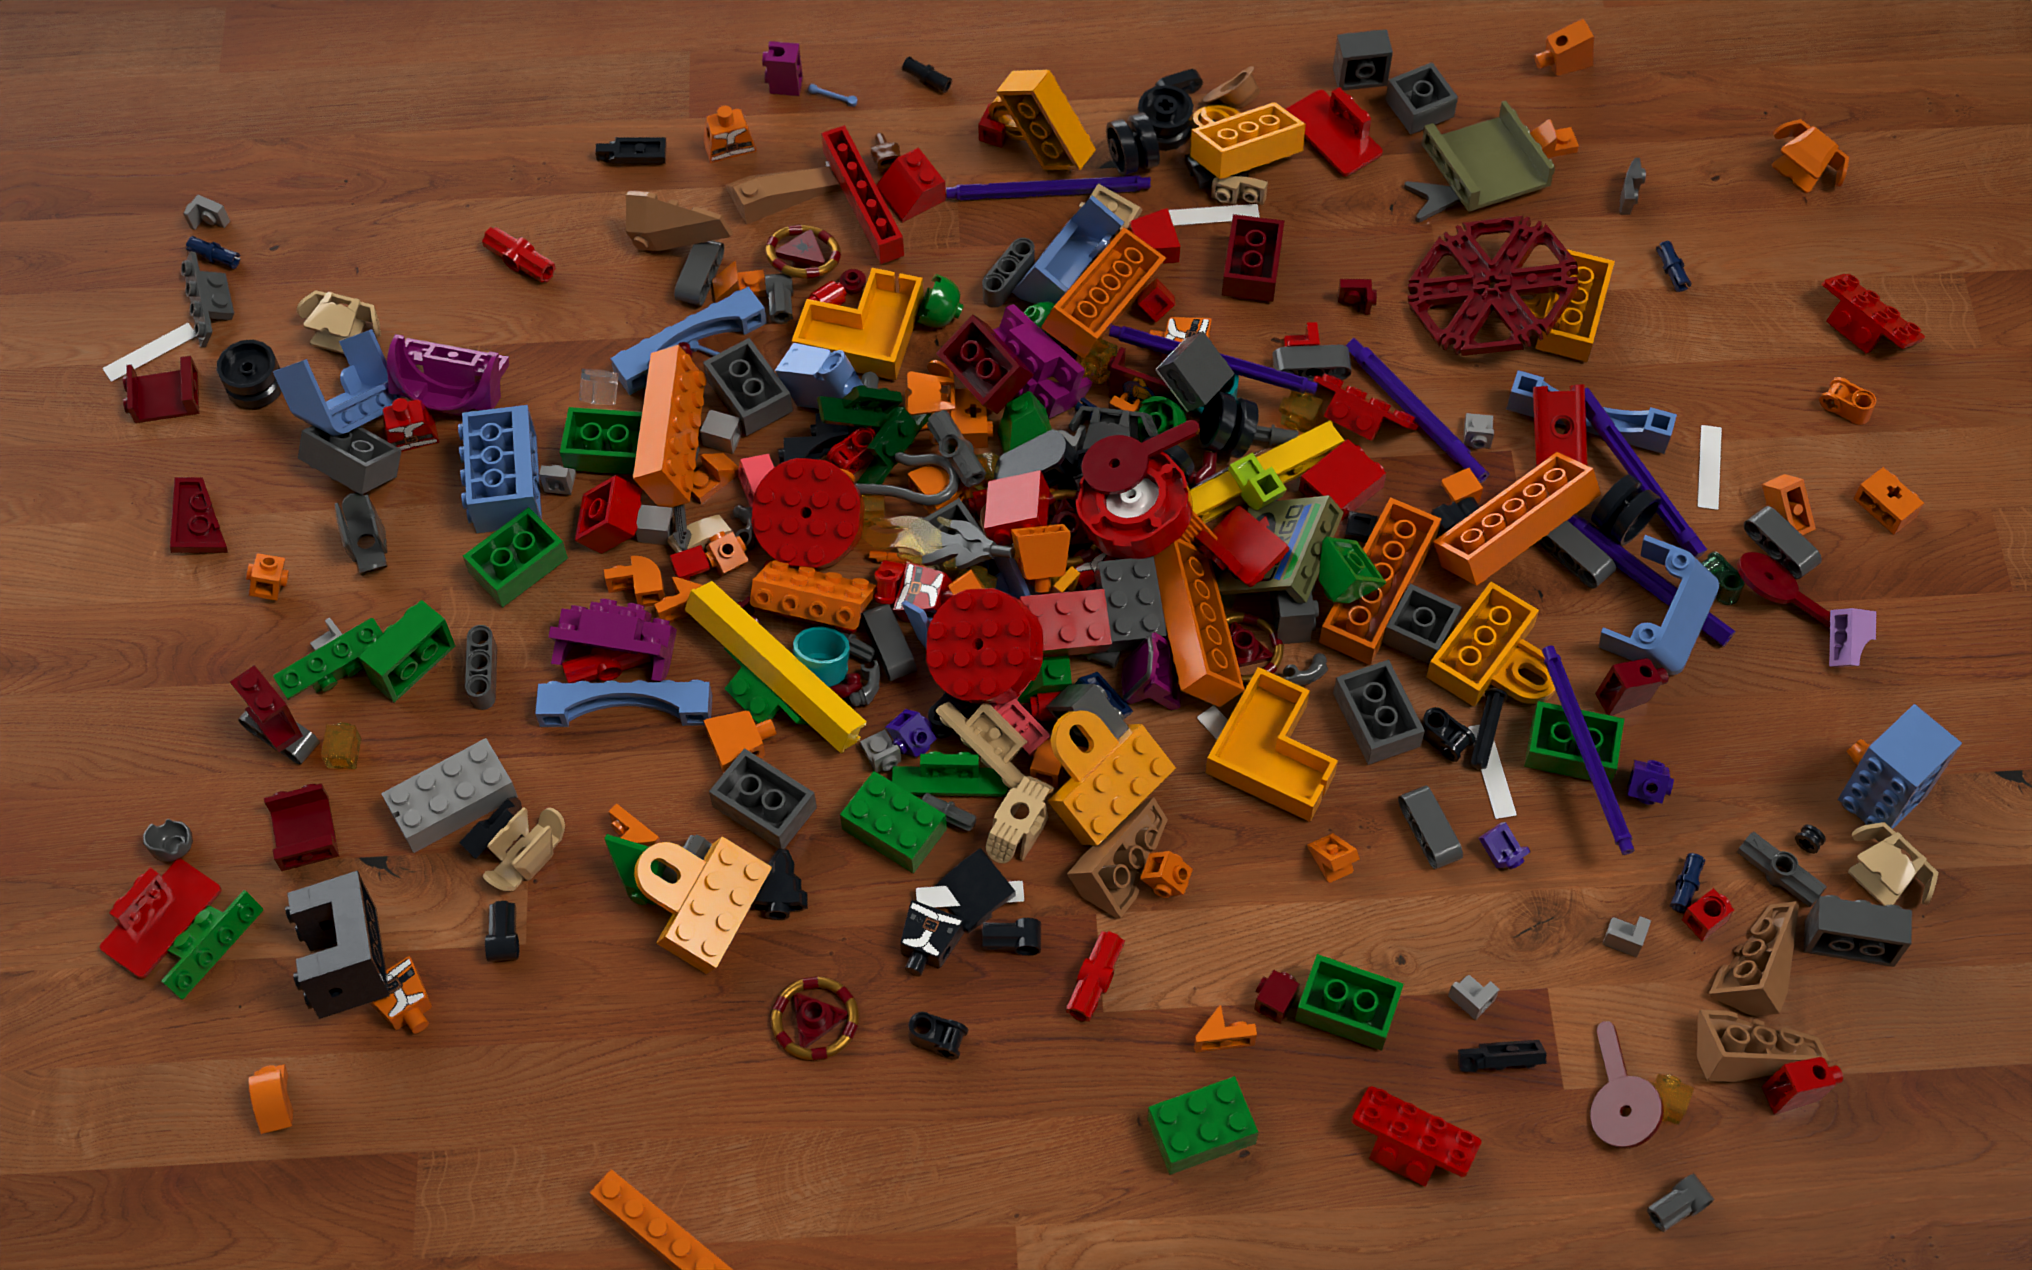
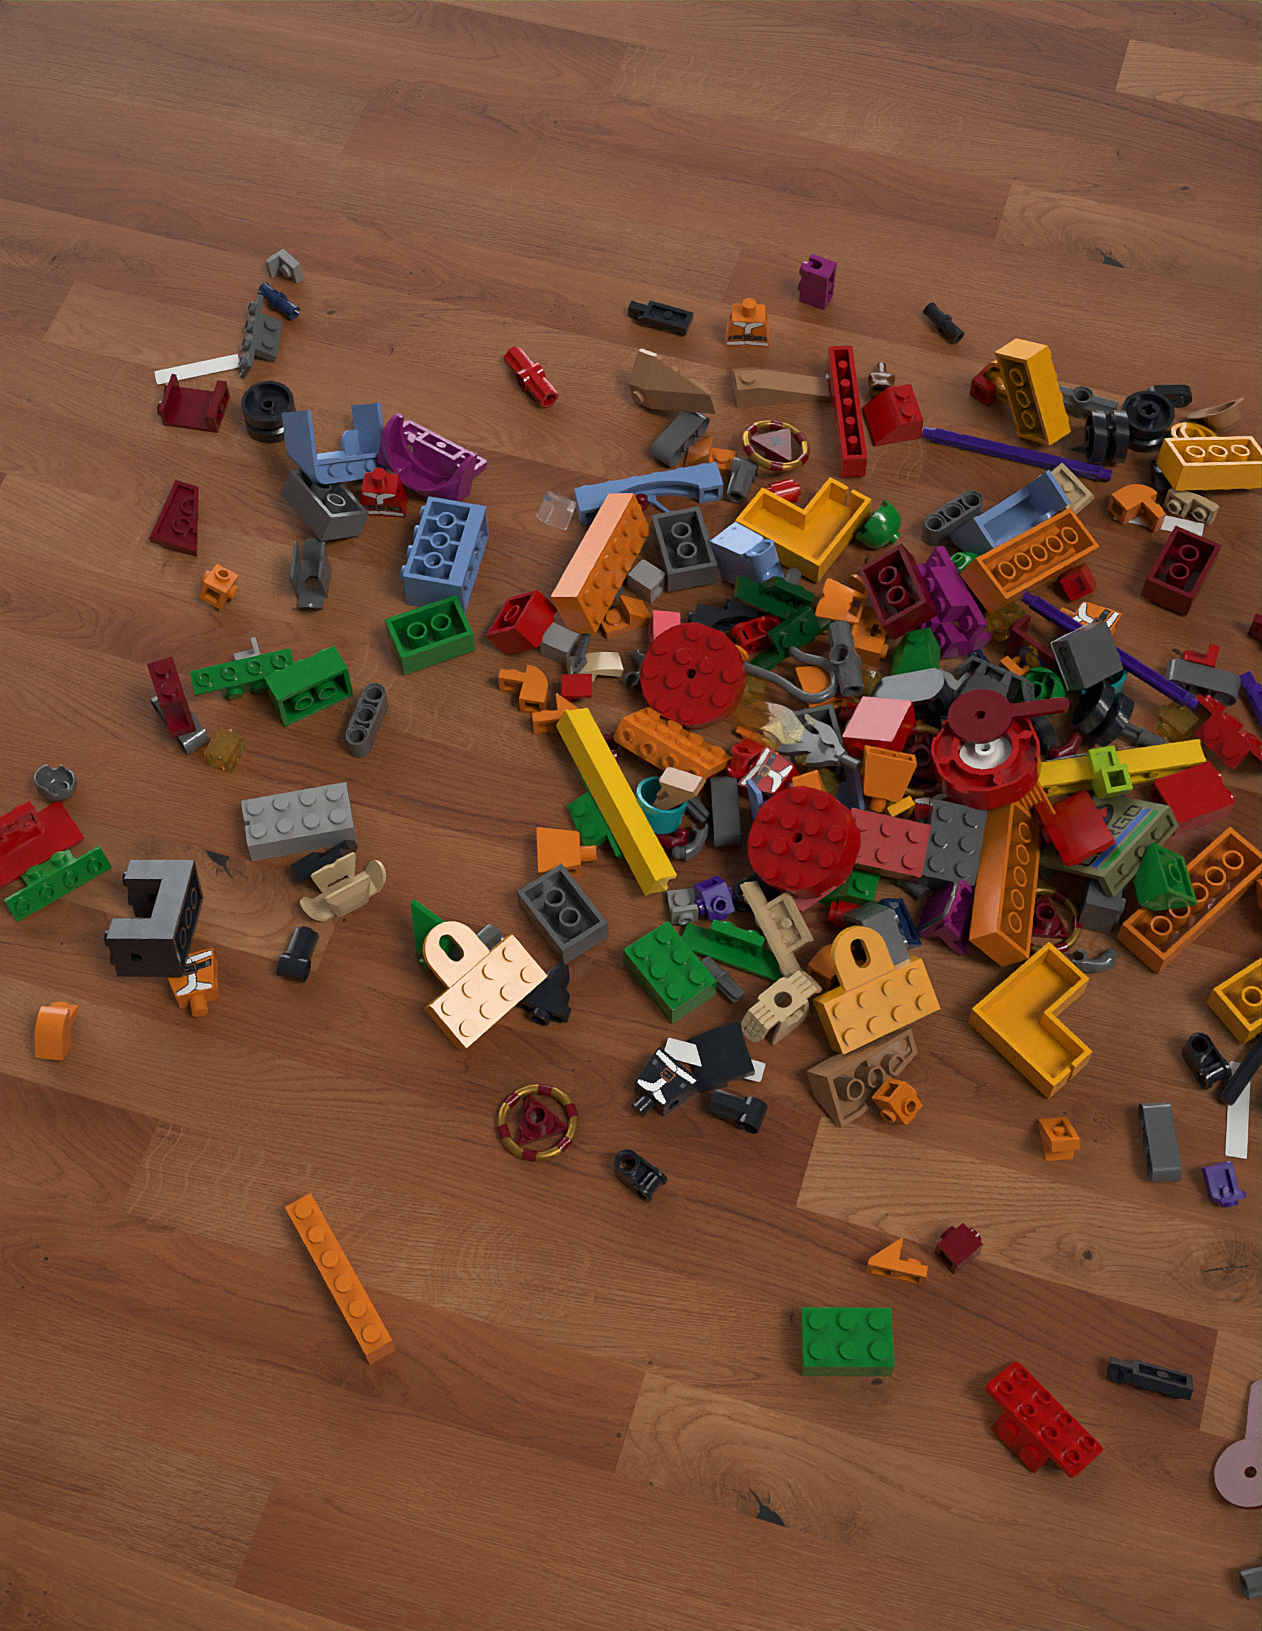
camera: 20 degrees right, 0 degrees up
(302, 826) = (168, 808): dark red panel -> none
(334, 320) = (355, 388): tan piece -> none
(557, 479) = (491, 579): light grey bracket -> none
(563, 702) = (424, 773): medium blue arch -> none
(600, 440) = (537, 555): green brick -> none
(602, 665) = (473, 750): red piece -> none
(616, 630) = (492, 725): magenta piece -> none
(631, 828) = (440, 902): orange slope -> none
(721, 561) = (607, 696): orange brick -> none
(835, 633) = (677, 788): none -> medium nougat slope
(851, 100) = (868, 327): medium blue hinge -> none
(853, 286) = (810, 489): dark red plate -> none
(1025, 725) = (817, 924): coral hinge -> none
(1095, 976) = (799, 1171): red piece -> none
(1096, 115) = (1081, 400): none -> dark grey piece
(1159, 233) = (1101, 523): red torso -> none
(1187, 201) = (1134, 502): none -> orange brick
(1213, 721) = (992, 976): white sticker -> none
(1349, 1002) = (1023, 1277): green brick -> none
(1360, 526) = (1193, 844): black tile -> none
(1378, 712) = (1148, 1020): dark grey brick -> none
(1421, 624) = (1218, 951): dark grey brick -> none
(1473, 996) = (1143, 1312): light grey panel -> none

